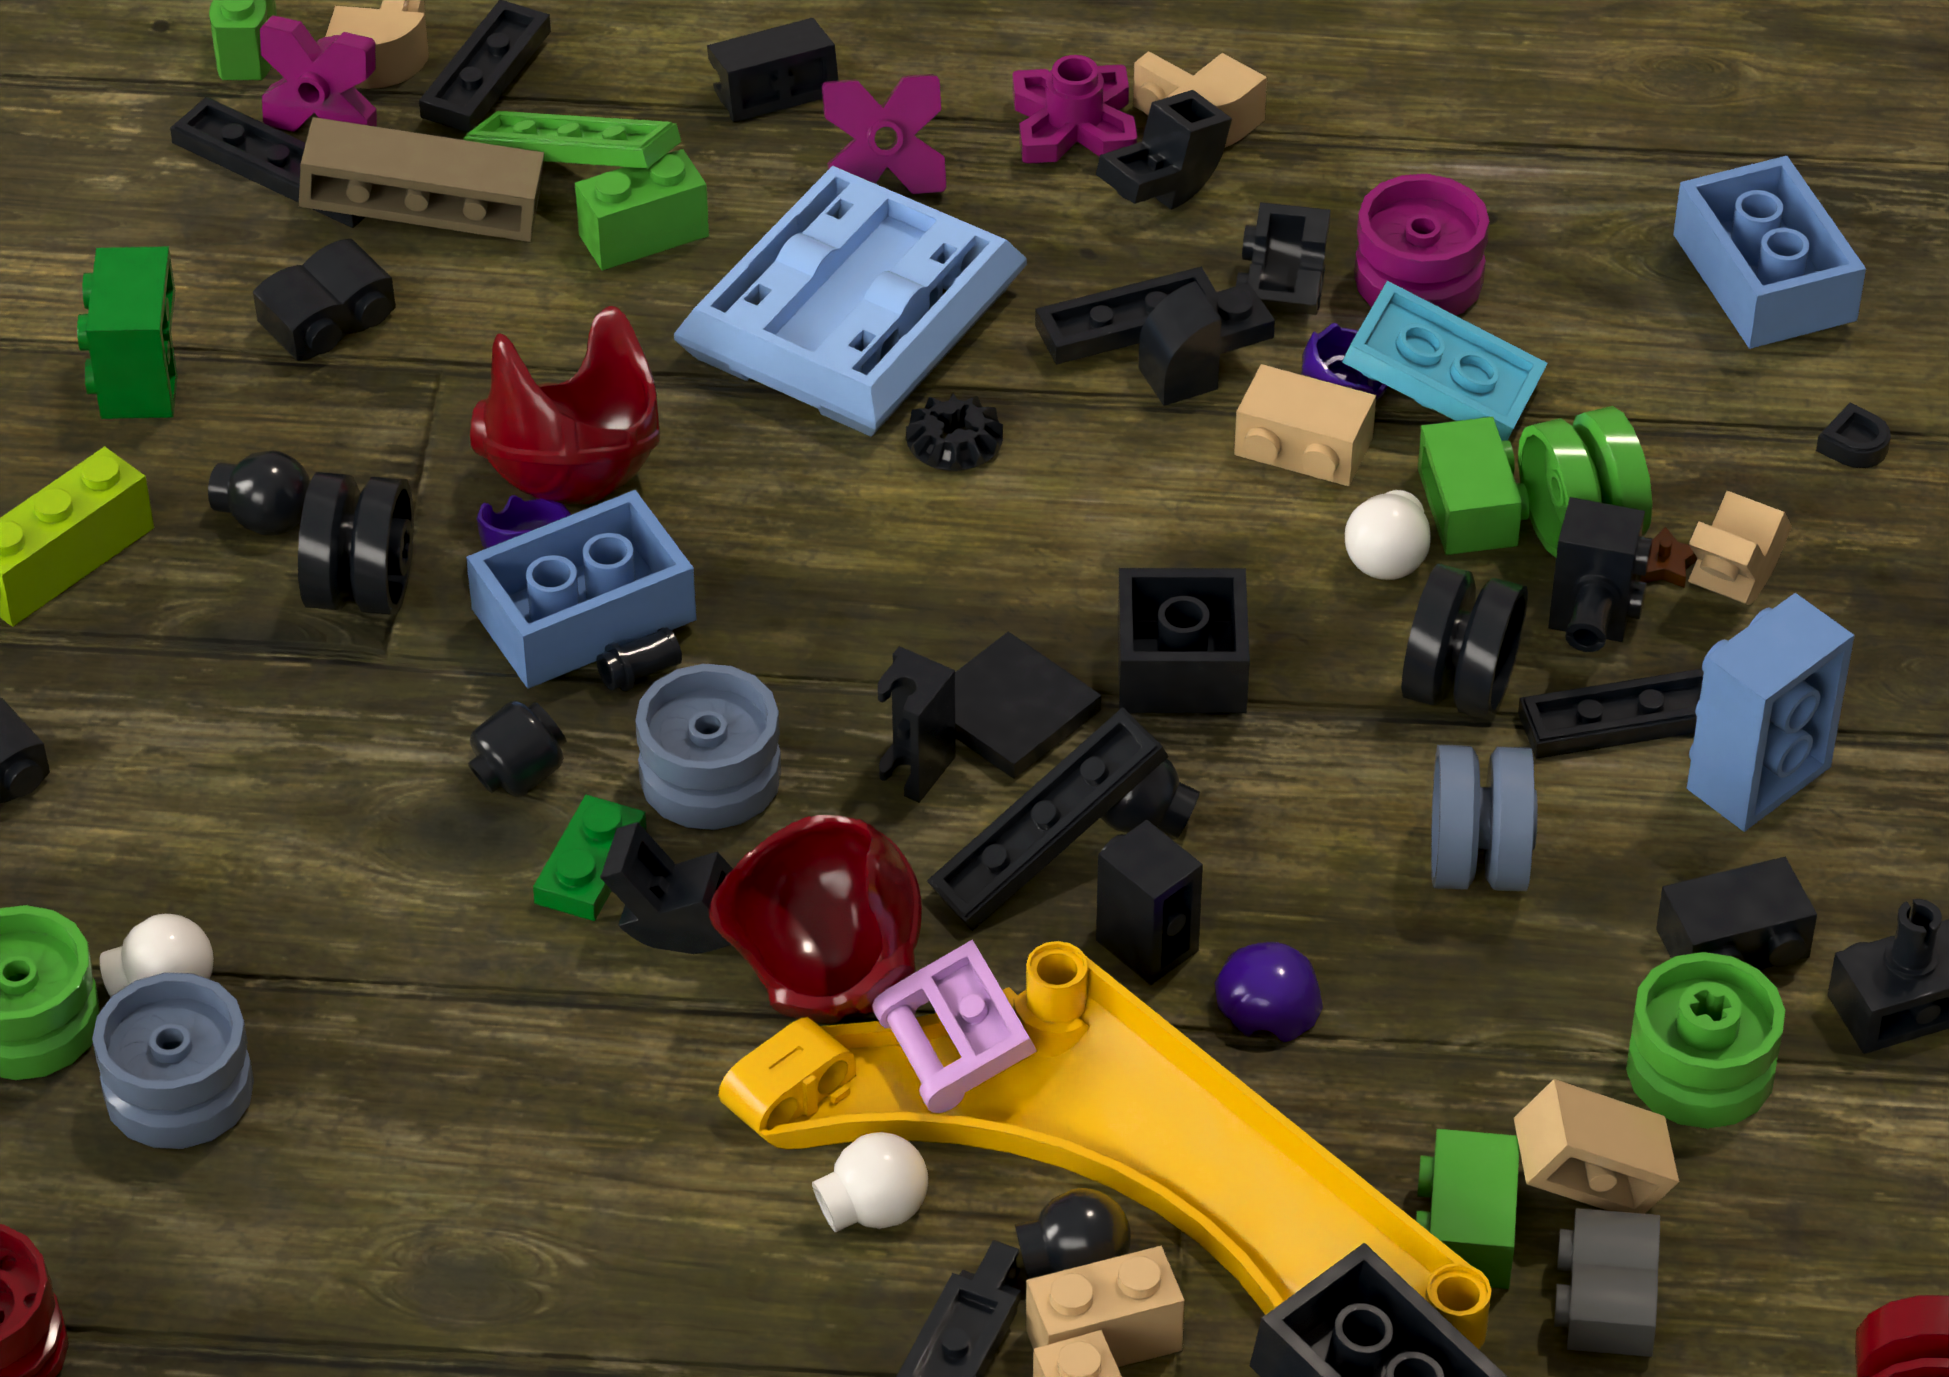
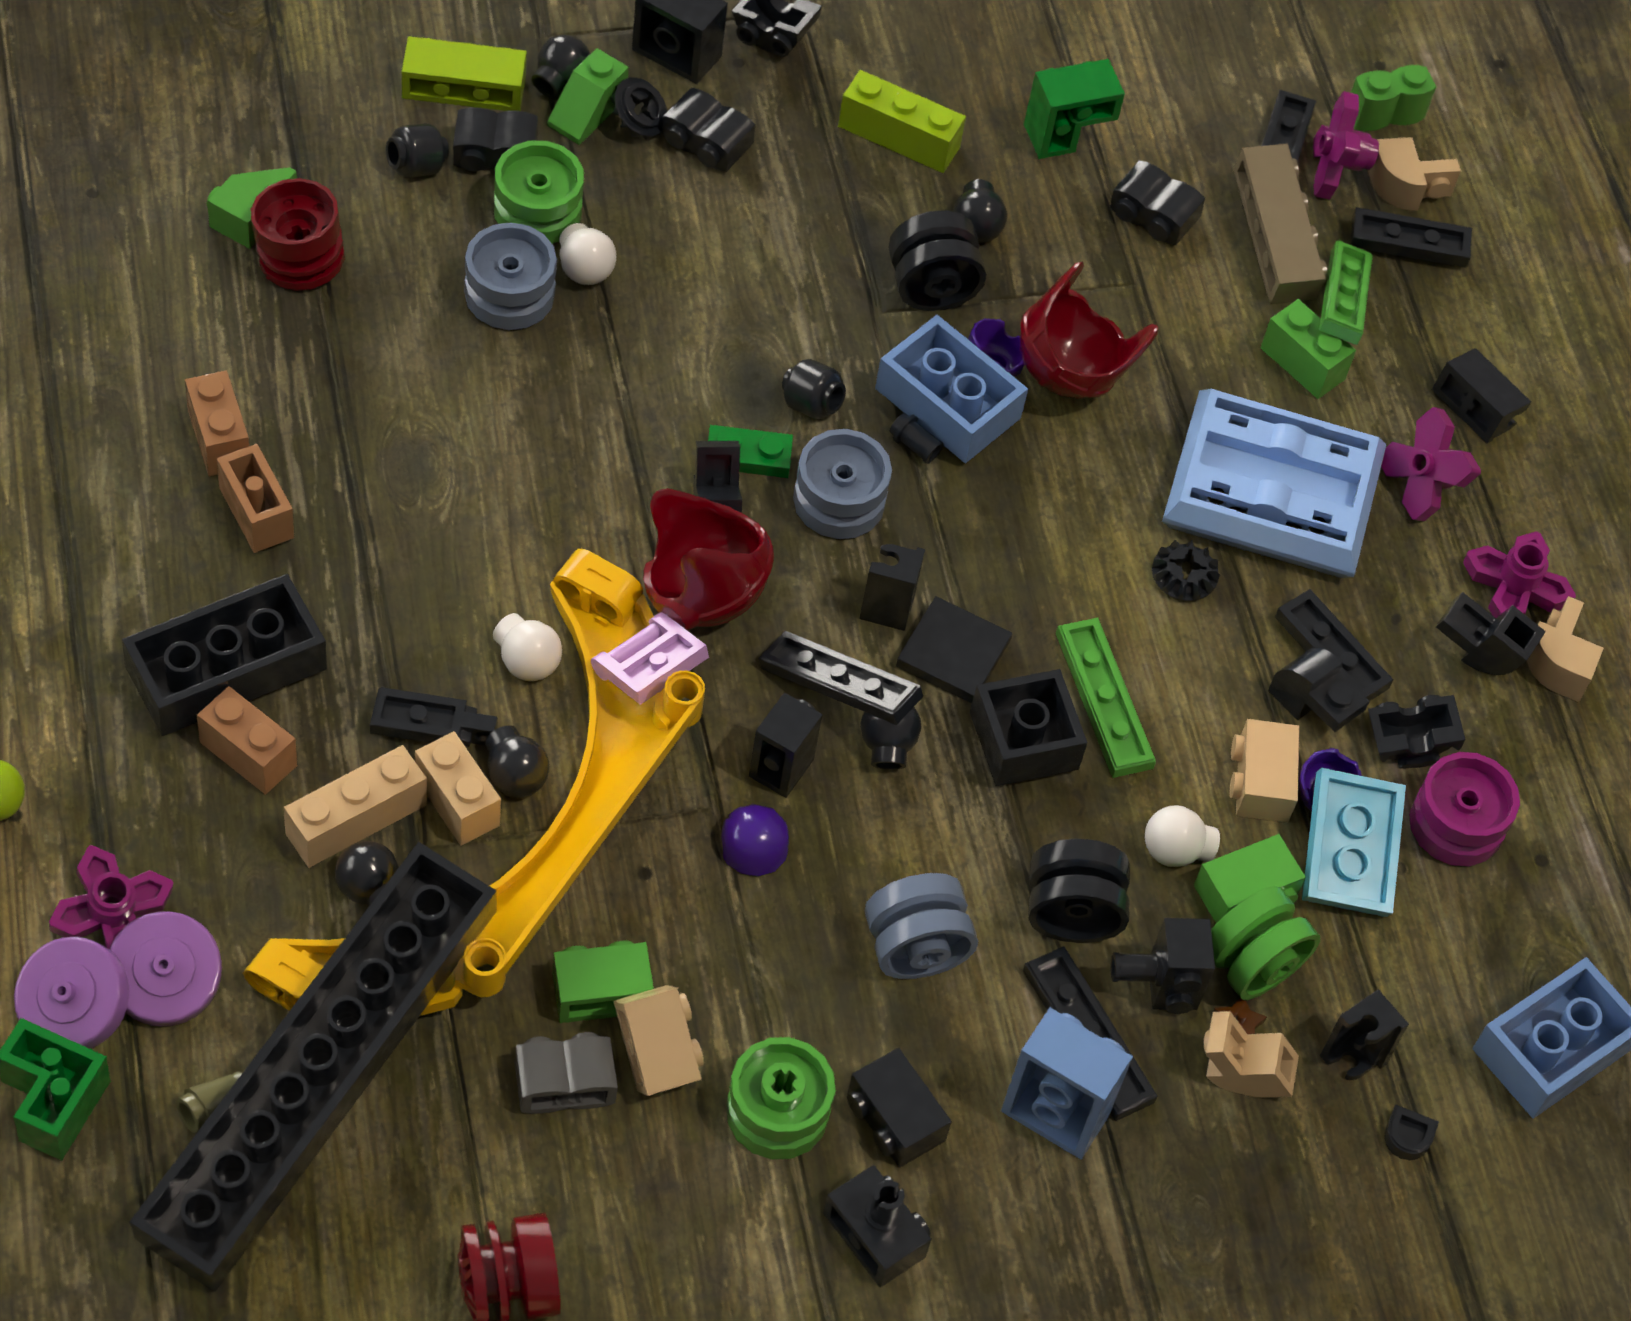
camera: 65 degrees right, 10 degrees up
(1092, 563) = (1105, 697): none -> bright green tile
(1732, 418) = (1366, 1033): none -> black hinge

